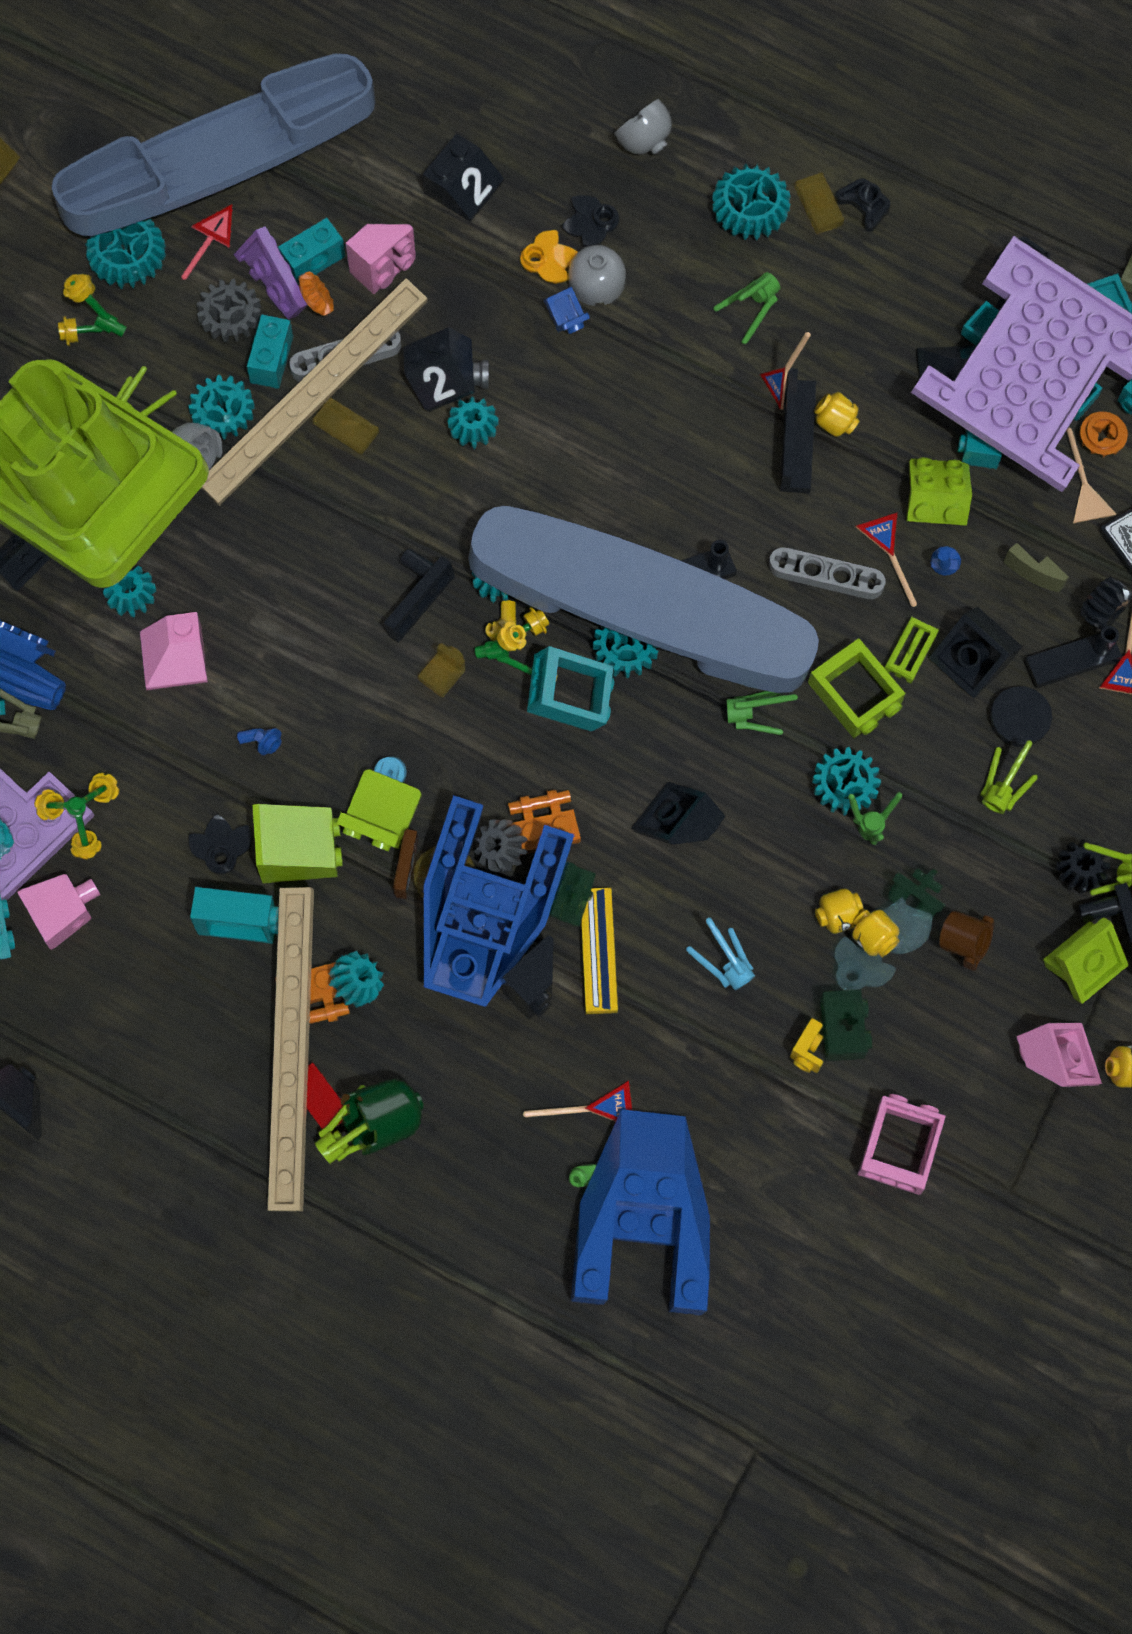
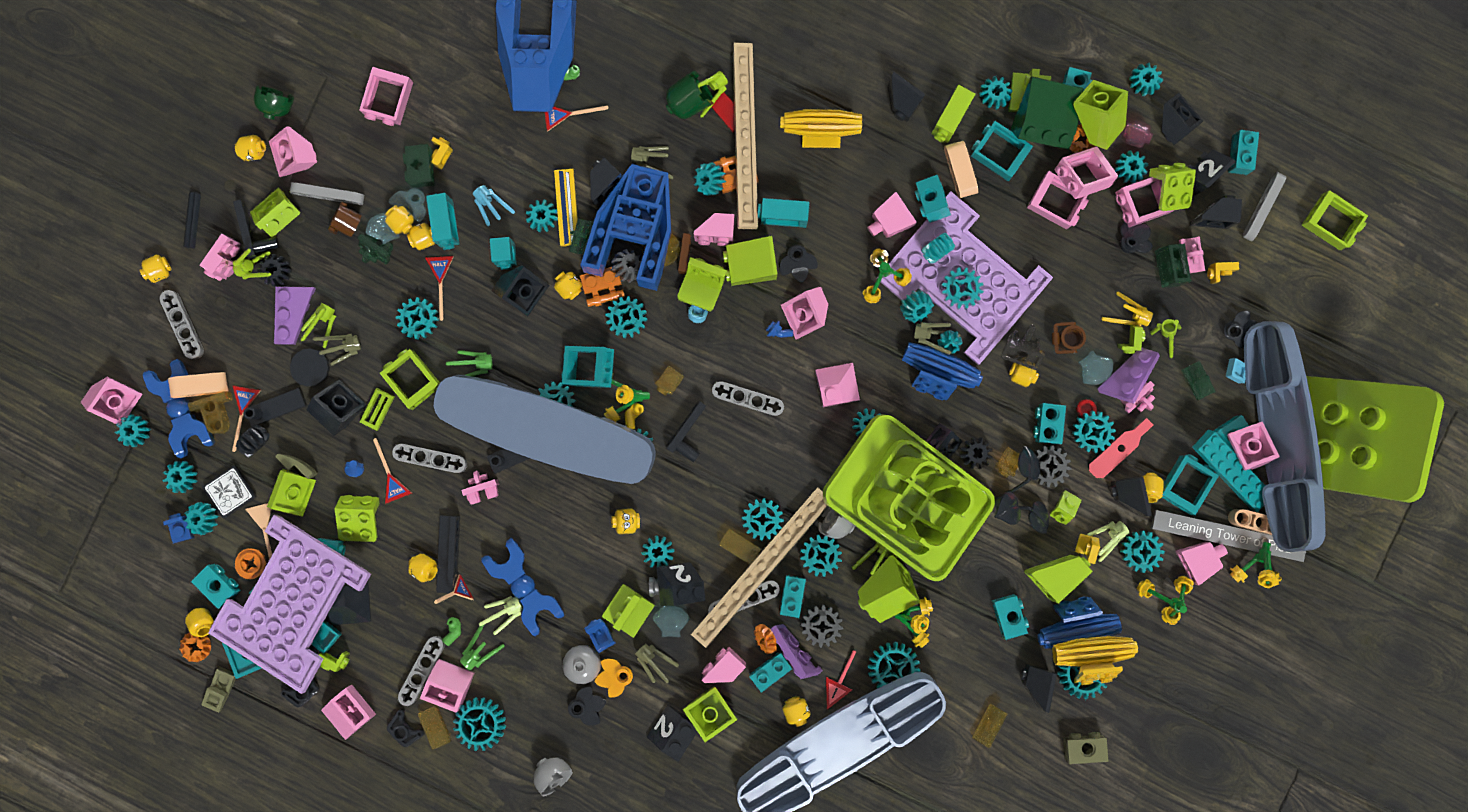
camera: 175 degrees left, 15 degrees up
(31, 761) = (916, 306): none -> teal gear
(120, 346) = (888, 591): none -> lime slope
(158, 1059) = (821, 127): none -> yellow plate
(211, 763) = (806, 312): none -> bright pink slope
(277, 200) = (796, 711): none -> yellow head
(295, 456) = (763, 510): none -> teal gear
(316, 644) = (747, 401): none -> light grey beam
(349, 893) = (716, 229): none -> bright pink slope
(405, 193) = (709, 714): none -> lime slope
(463, 322) = (671, 620): none -> clear light blue animal
(470, 1024) = (641, 155): none -> olive plant
(496, 760) = (619, 313): none -> teal gear
(498, 281) = (645, 656): none -> olive plant
(520, 466) = (625, 521): none -> yellow head
(523, 345) = (628, 611): none -> lime bracket
(599, 821) = (568, 285): none -> yellow head
(652, 938) = (549, 213): none -> teal gear
(683, 382) = (522, 587): none -> blue piece
(699, 355) = (513, 607): none -> yellowish green plant
(703, 870) = (503, 252): none -> teal brick
(747, 527) = (473, 492): none -> bright pink hips
(788, 328) = (454, 631): none -> bright green arm
(798, 250) = (447, 685): none -> bright pink slope
(803, 926) = (442, 220): none -> teal window
(811, 864) = (439, 266): none -> piece
(839, 278) = (422, 671): none -> light grey beam
(872, 823) = (401, 291): bright green plant -> none
(945, 224) = (348, 711): none -> bright pink slope
(955, 745) = (350, 344): none -> olive plant
(971, 291) = (333, 663): none -> lime bracket
(999, 986) = (327, 193): none -> light grey beam
(1045, 525) = (291, 493): none -> lime bracket
(1055, 803) = (290, 310): none -> medium lavender wing
(1094, 1140) = (272, 102): none -> dark green cylinder

